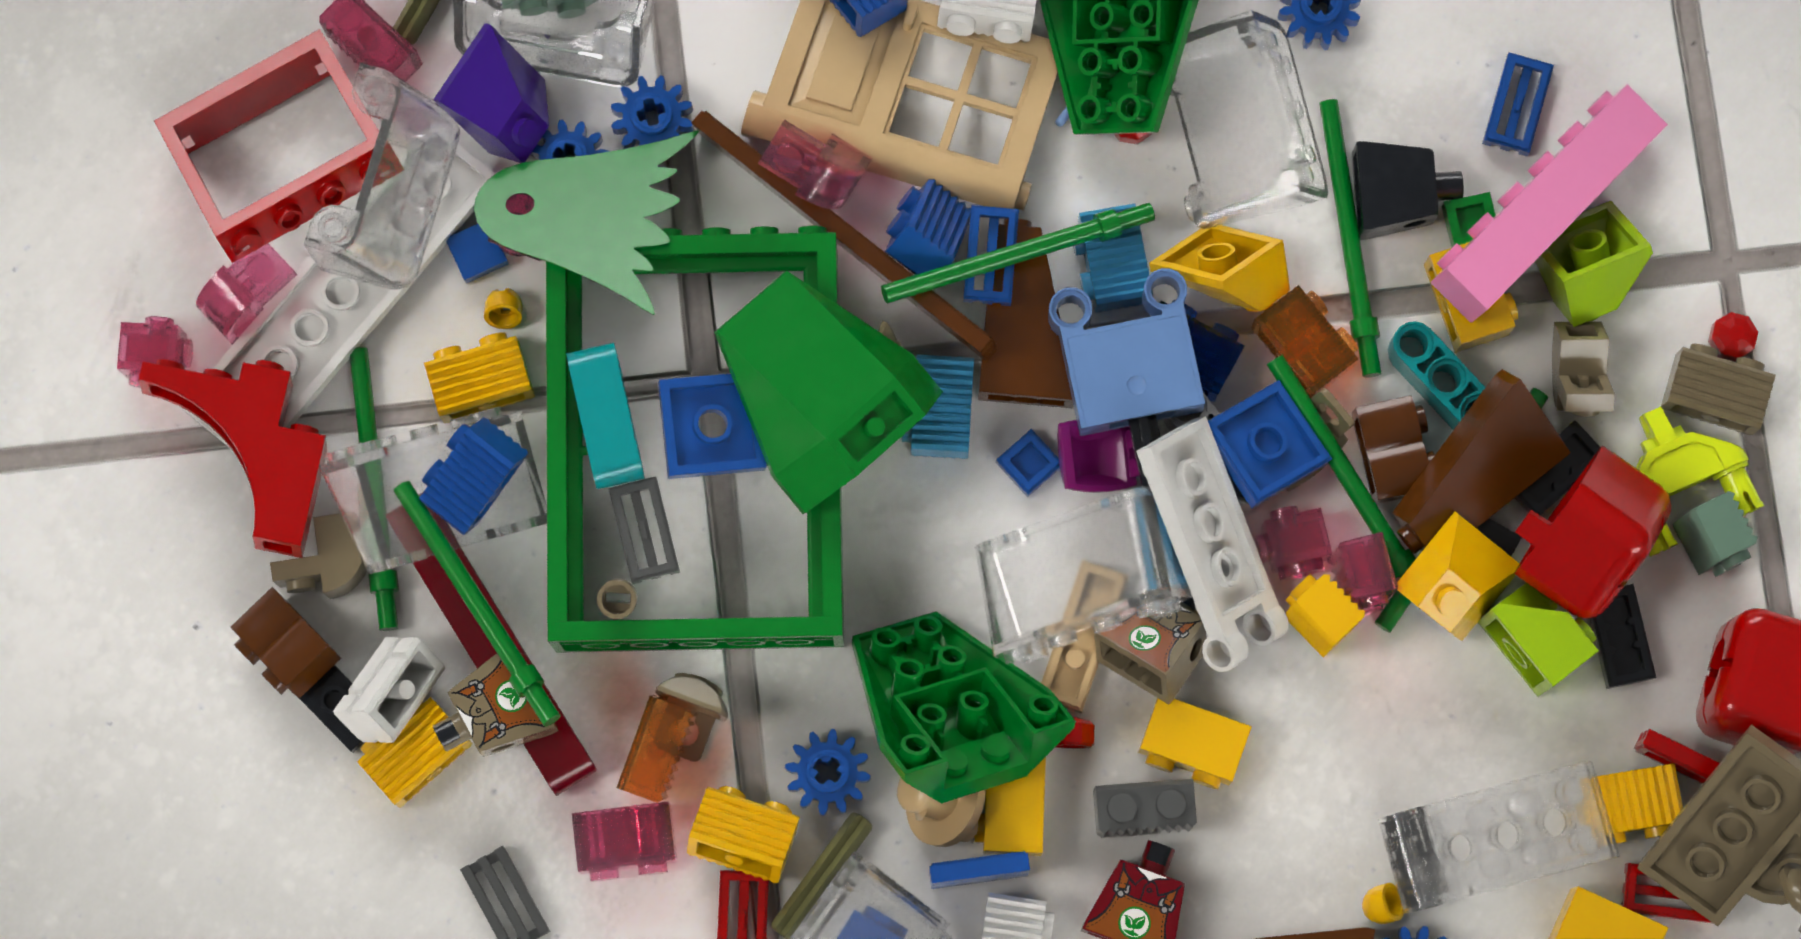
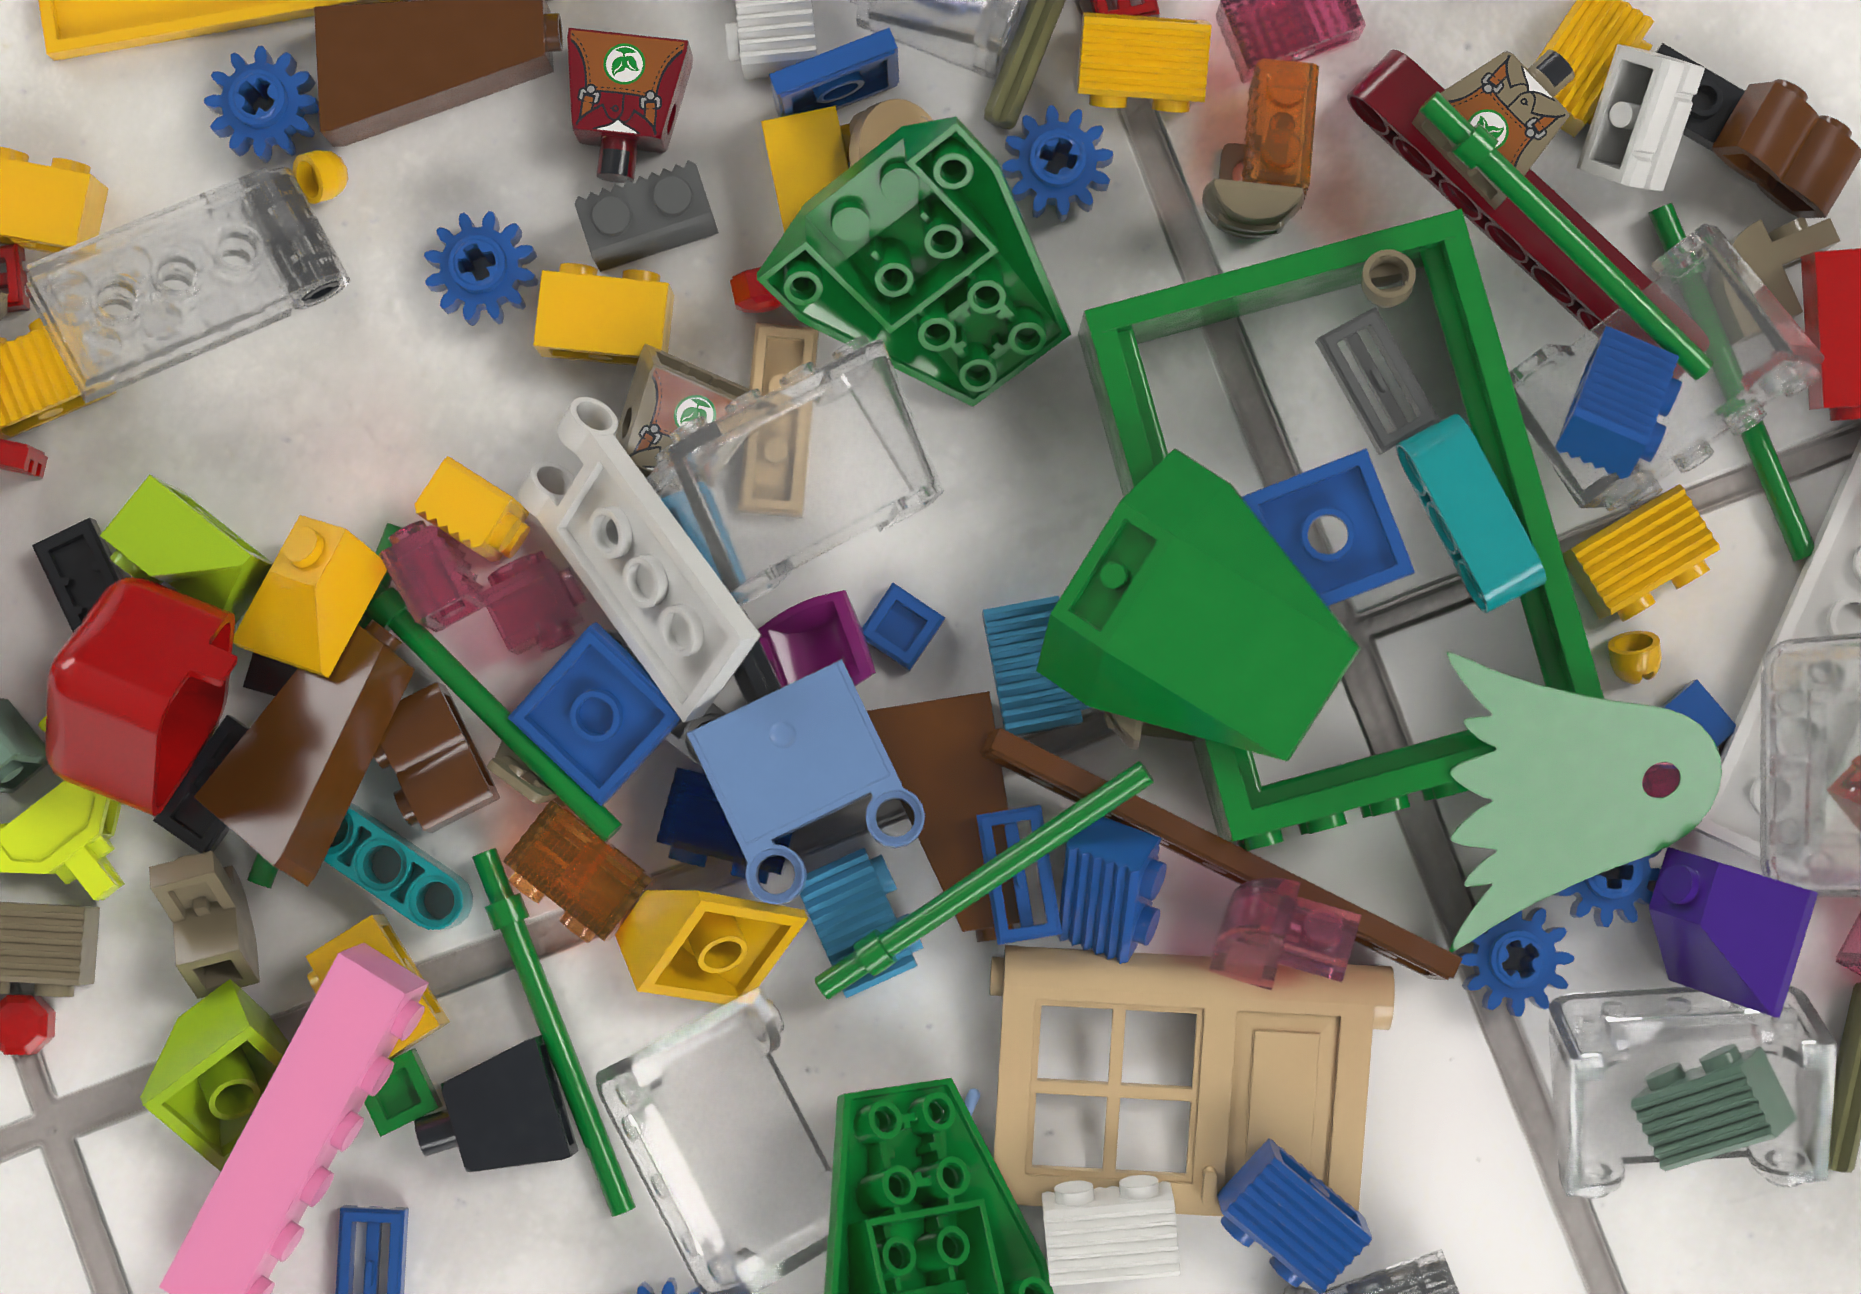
camera: 165 degrees right, 5 degrees up
(1289, 787) = (458, 259): none -> blue gear

